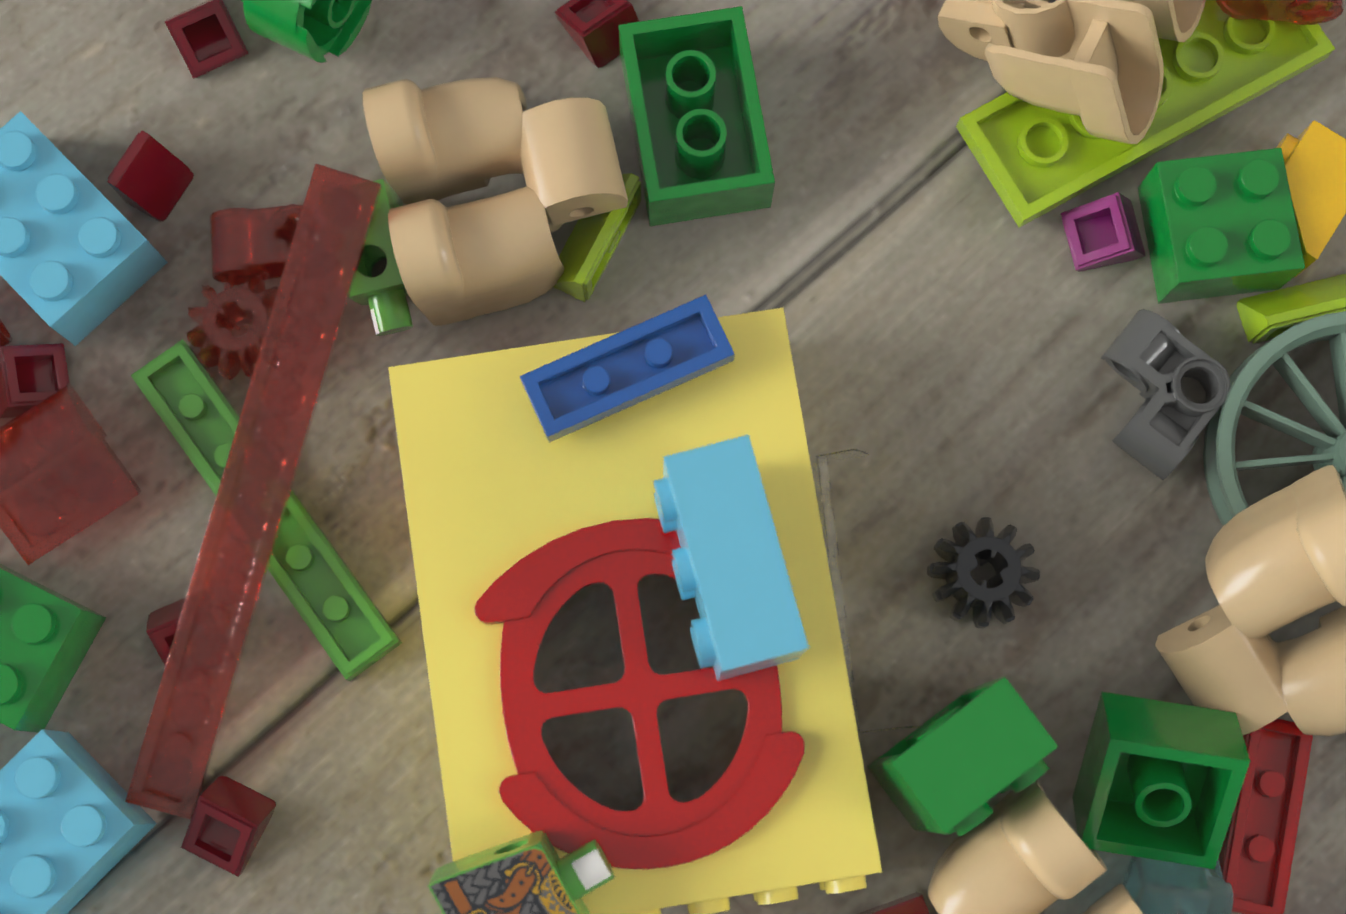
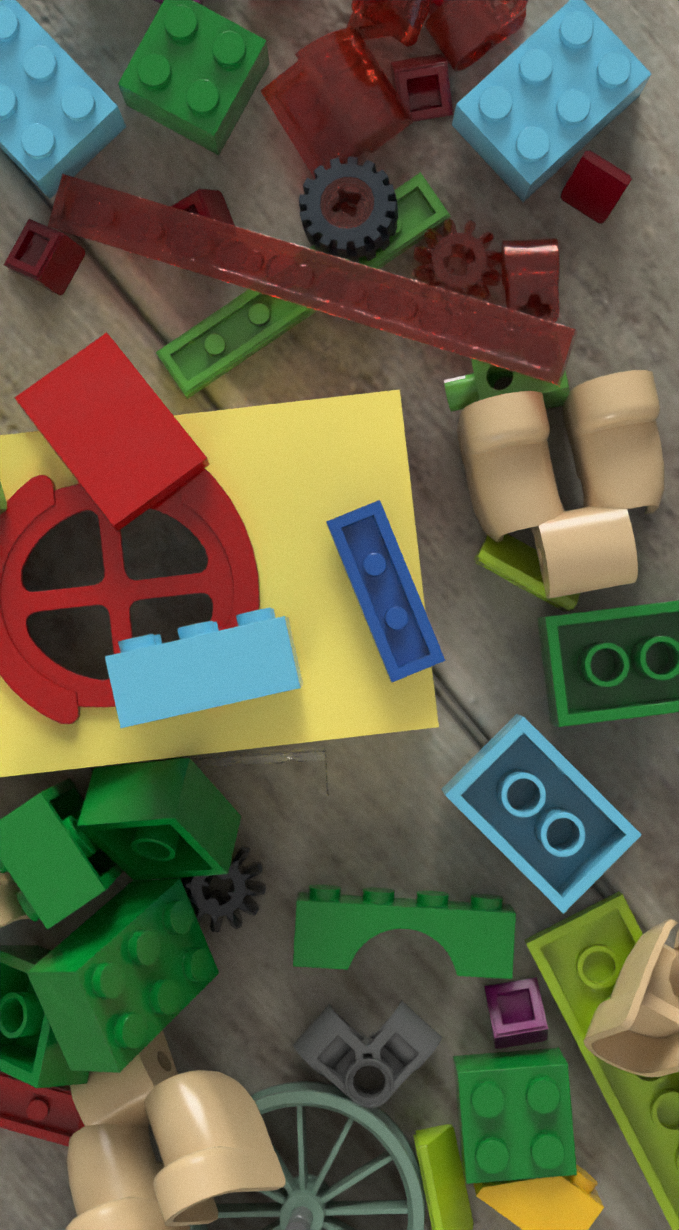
camera: 100 degrees right, 10 degrees up
(195, 460) = (352, 230): none -> black wheel
(443, 704) = (112, 431): none -> red tile
(872, 206) = (541, 812): none -> medium azure brick
(912, 635) = (160, 819): none -> green brick
(1022, 435) = (473, 933): none -> green arch
(1104, 667) = (123, 975): none -> green brick

